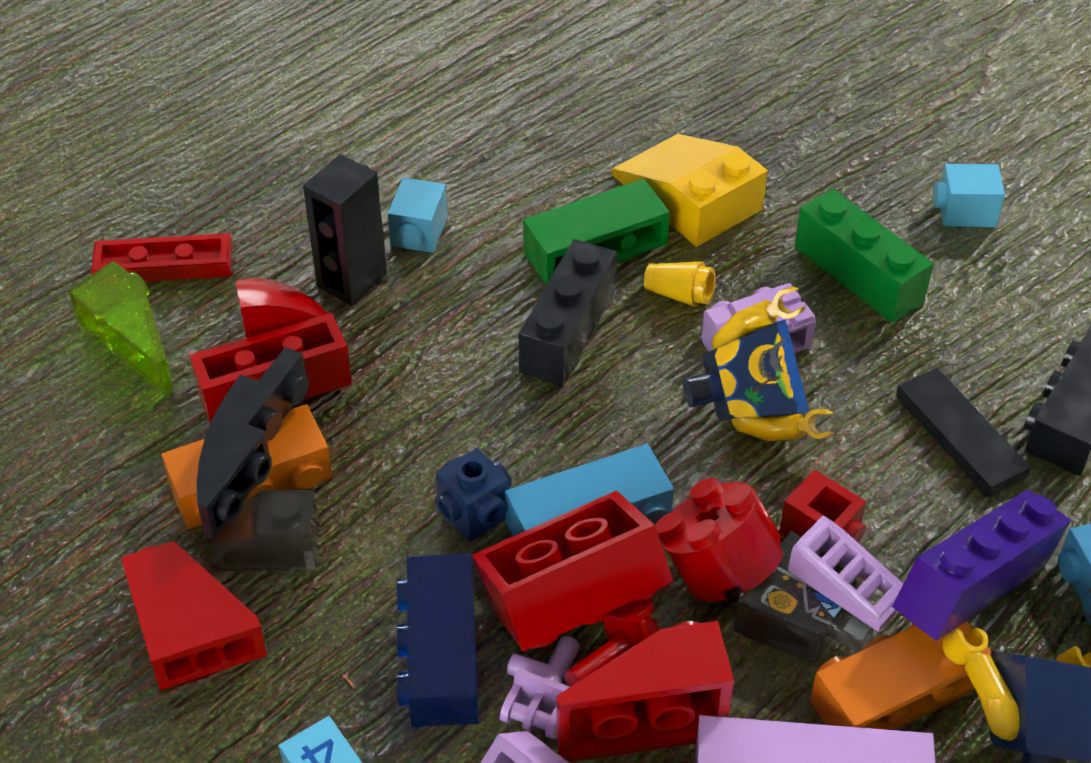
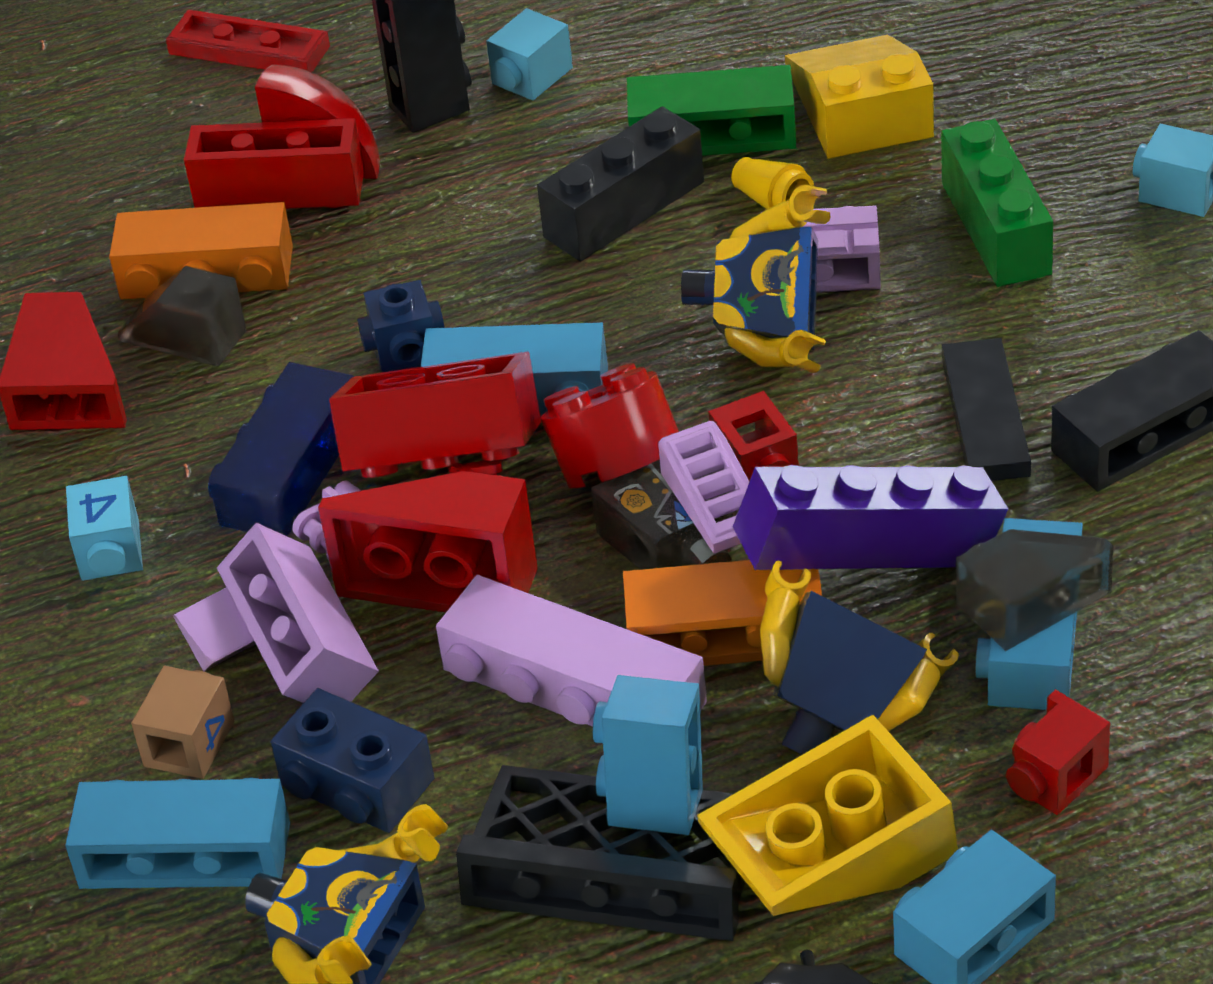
camera: 30 degrees right, 5 degrees down
(118, 314) = (169, 87): clear neon green slope -> none
(236, 443) = (180, 212): black slope -> none

